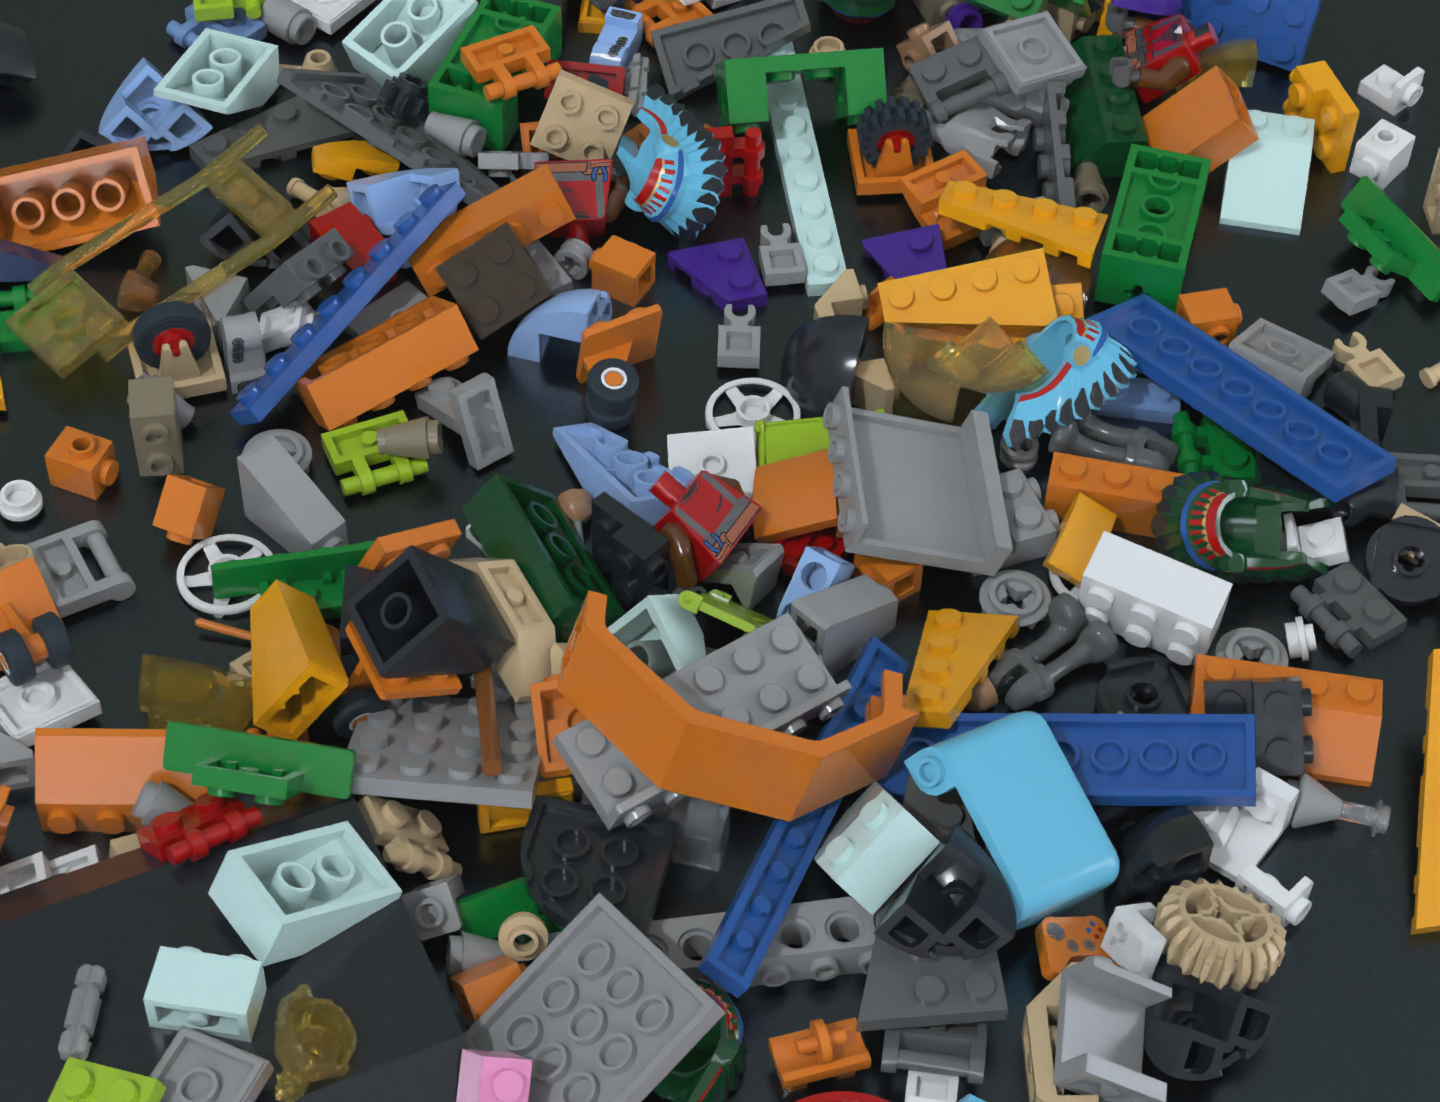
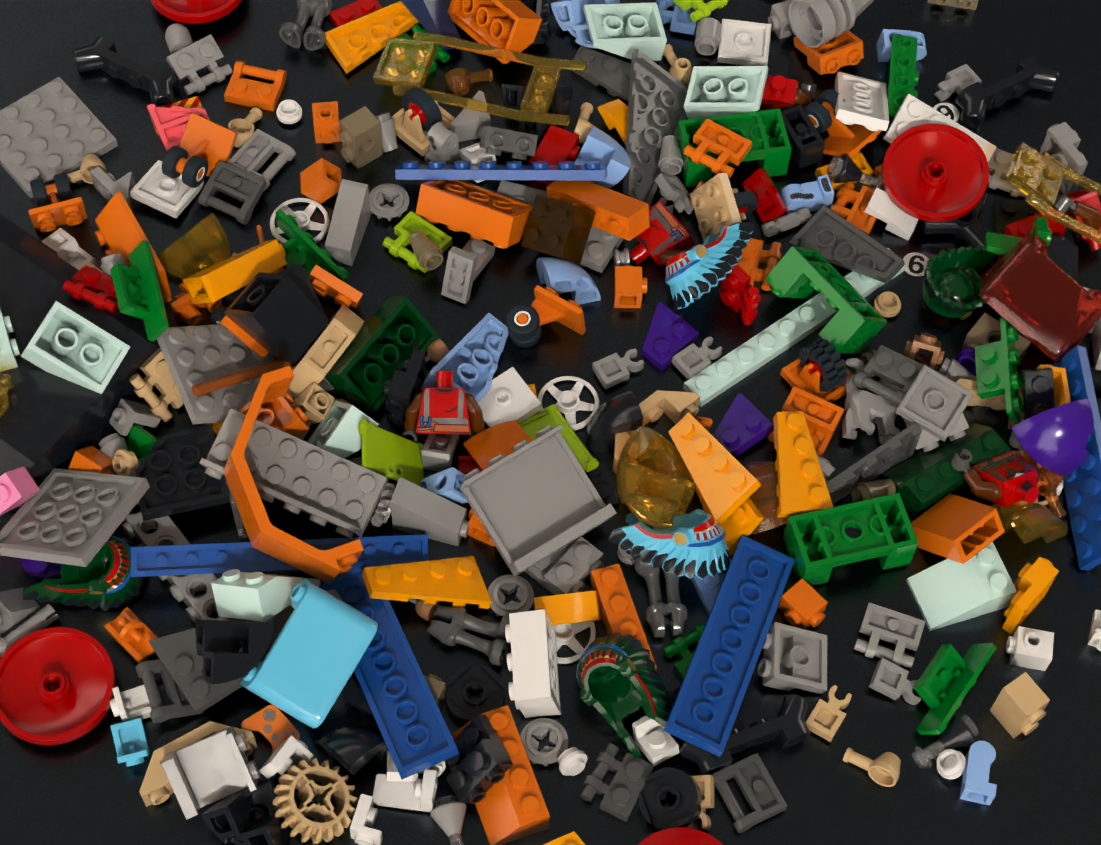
camera: 60 degrees right, 10 degrees up
(108, 610) = (235, 184): none -> dark grey plate
(405, 97) = (671, 114): black gear -> none
(1282, 258) = (891, 627): none -> light grey plate

